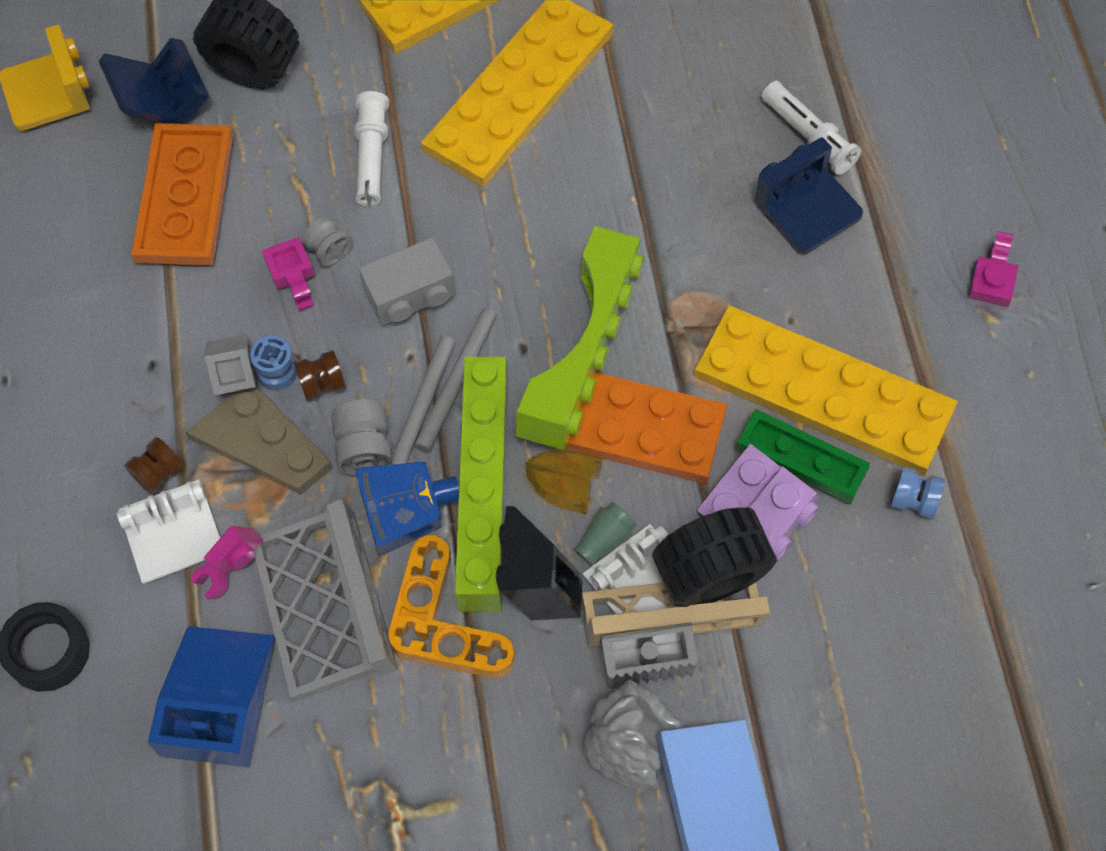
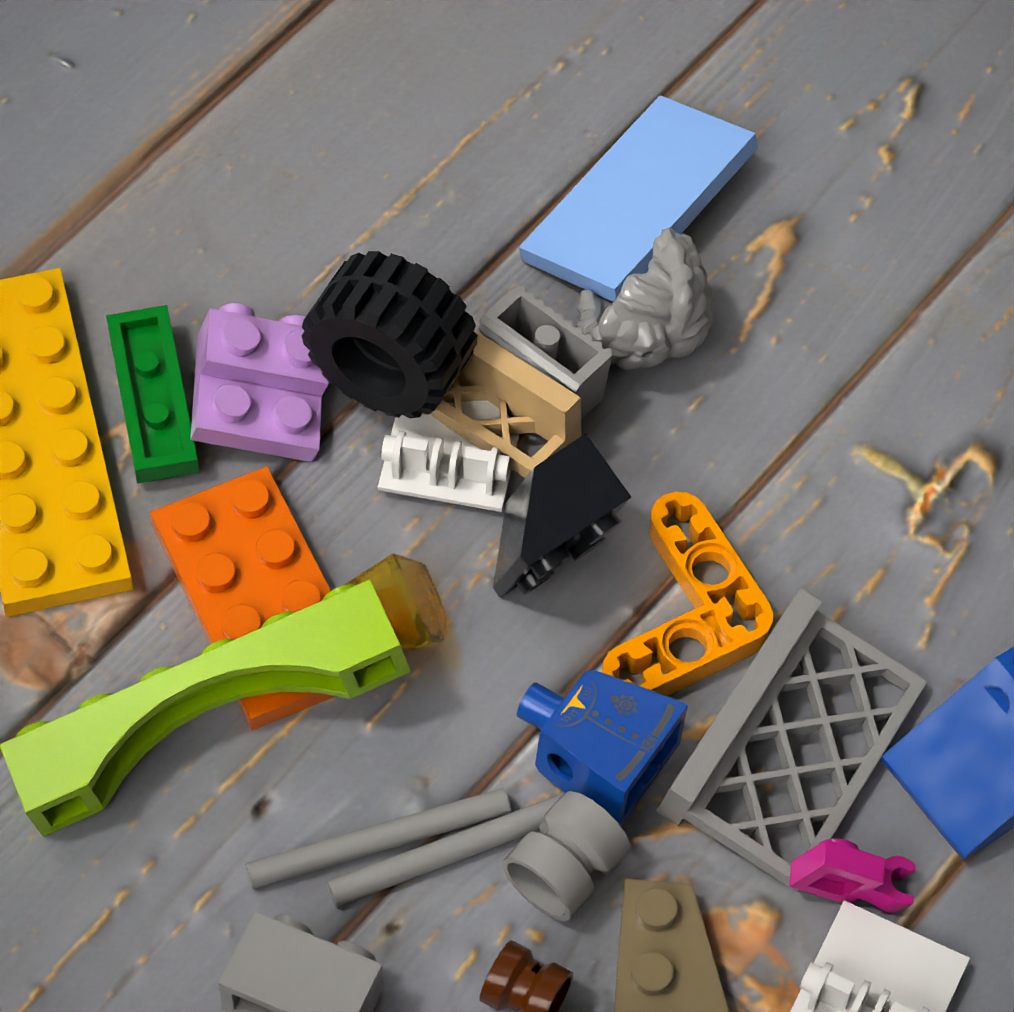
camera: 135 degrees left, 5 degrees down
(481, 484) = (412, 735): lime arch -> none
(606, 532) = (435, 516): sand green cone -> none
(908, 489) = (100, 250): medium blue wheel -> none

